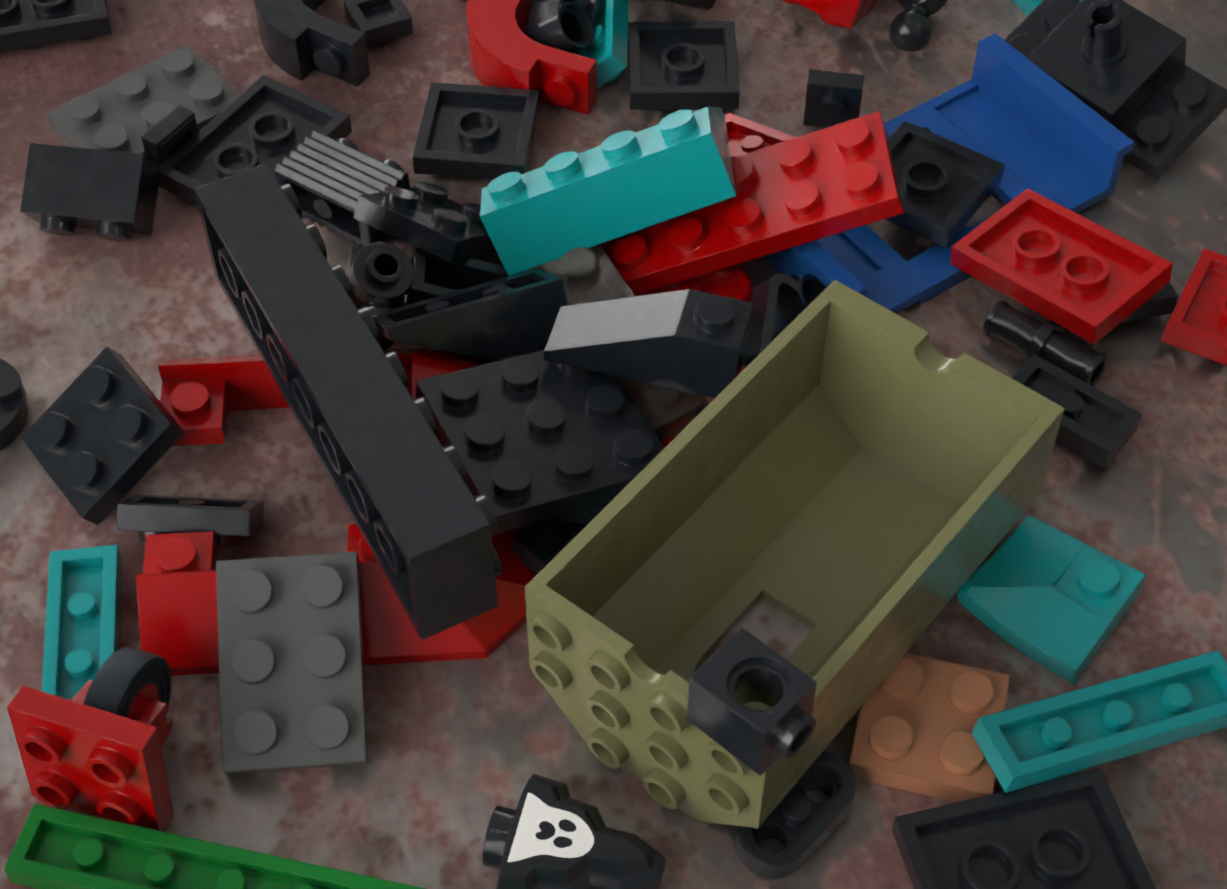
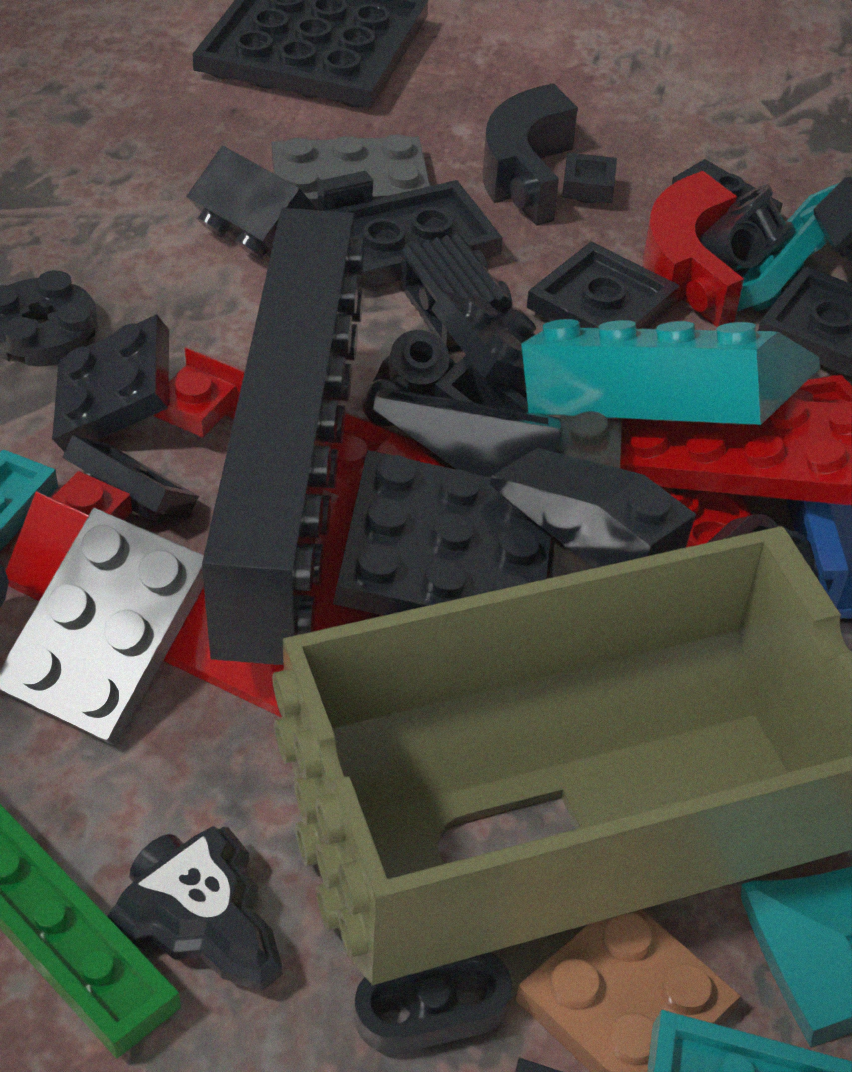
camera: 30 degrees right, 5 degrees down
(745, 673) = (383, 806): black brick -> none

